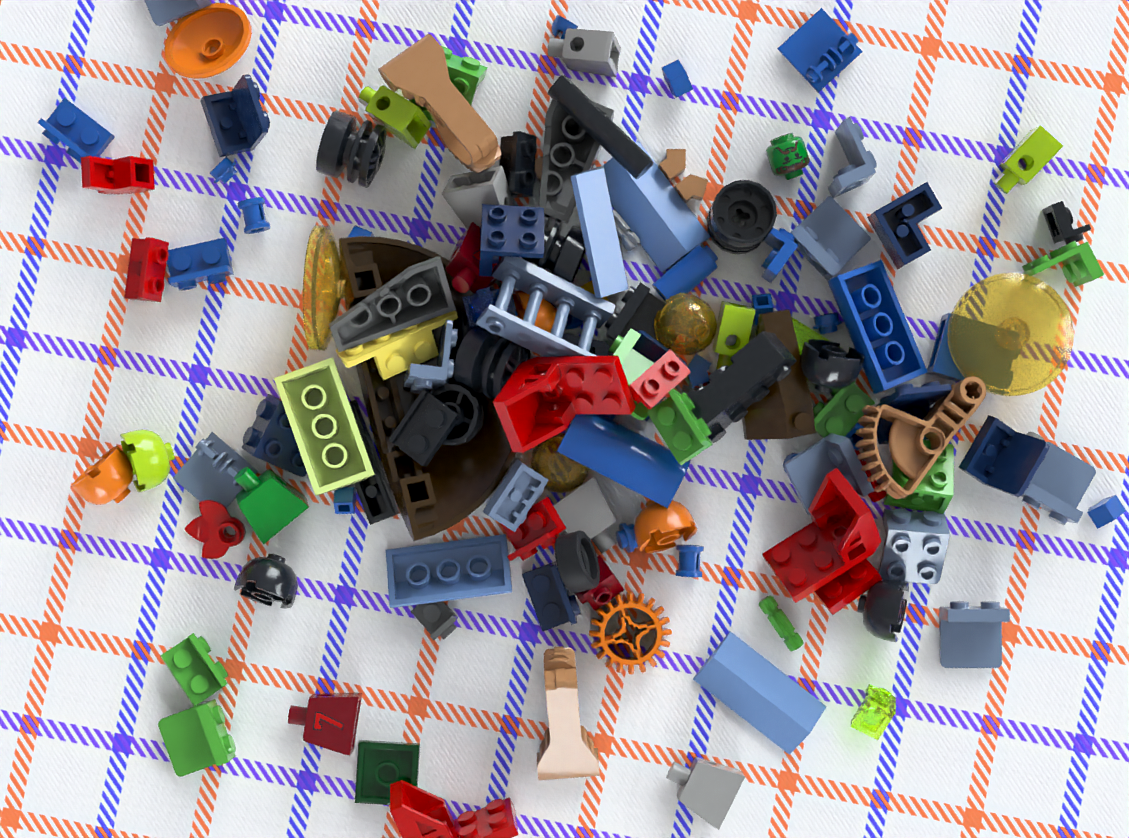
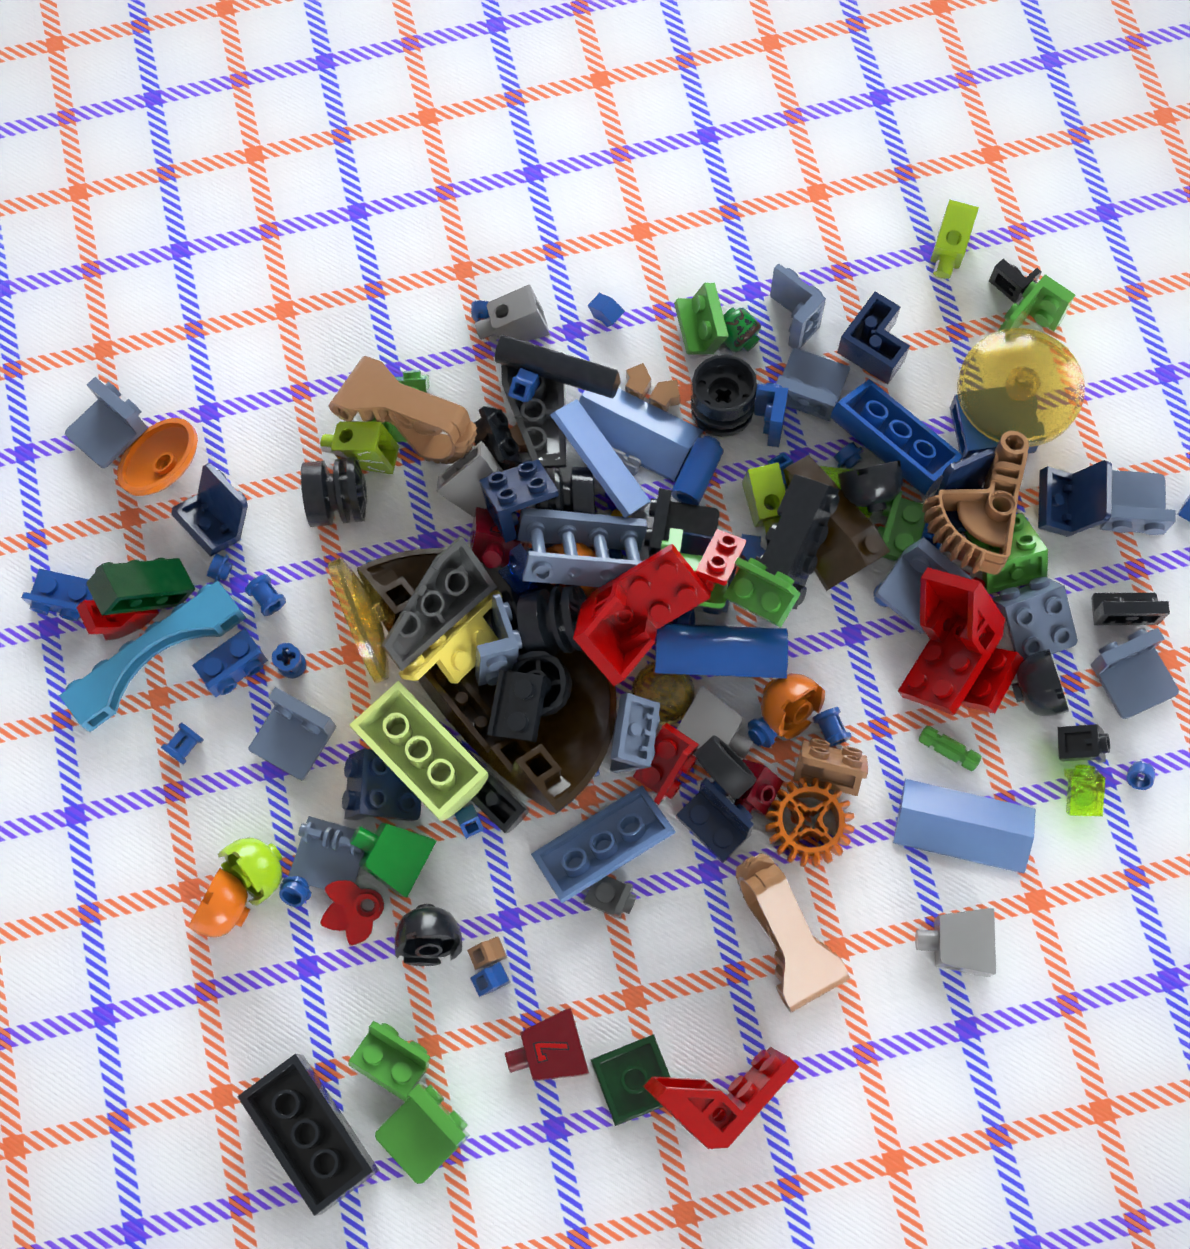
camera: 20 degrees left, 15 degrees down
(74, 241) = (100, 692): none -> dark azure arch
(104, 699) = (308, 1134): none -> black brick
(122, 327) = (182, 743): none -> blue bush
(144, 162) = (139, 585): none -> dark green brick
(146, 269) = (181, 689): red bracket -> none
(174, 492) = (294, 891): none -> blue plate
(225, 355) = (292, 735): none -> sand blue bracket
(248, 277) = (297, 664): none -> blue bush
(305, 640) = (490, 979): none -> blue piece
(312, 617) = (487, 953): none -> medium nougat piece
(562, 131) = (524, 385): none -> blue piece
(676, 598) = (833, 765): none -> medium nougat bracket
(685, 324) = (720, 507): clear yellow cylinder -> none
(757, 132) = (701, 321): none -> bright green bracket
(820, 50) = (722, 233): blue hinge -> none
(894, 672) = (1083, 743): none -> black bracket
(929, 721) = (1139, 782): none -> blue hinge
(997, 574) = (1128, 609): none -> black bracket

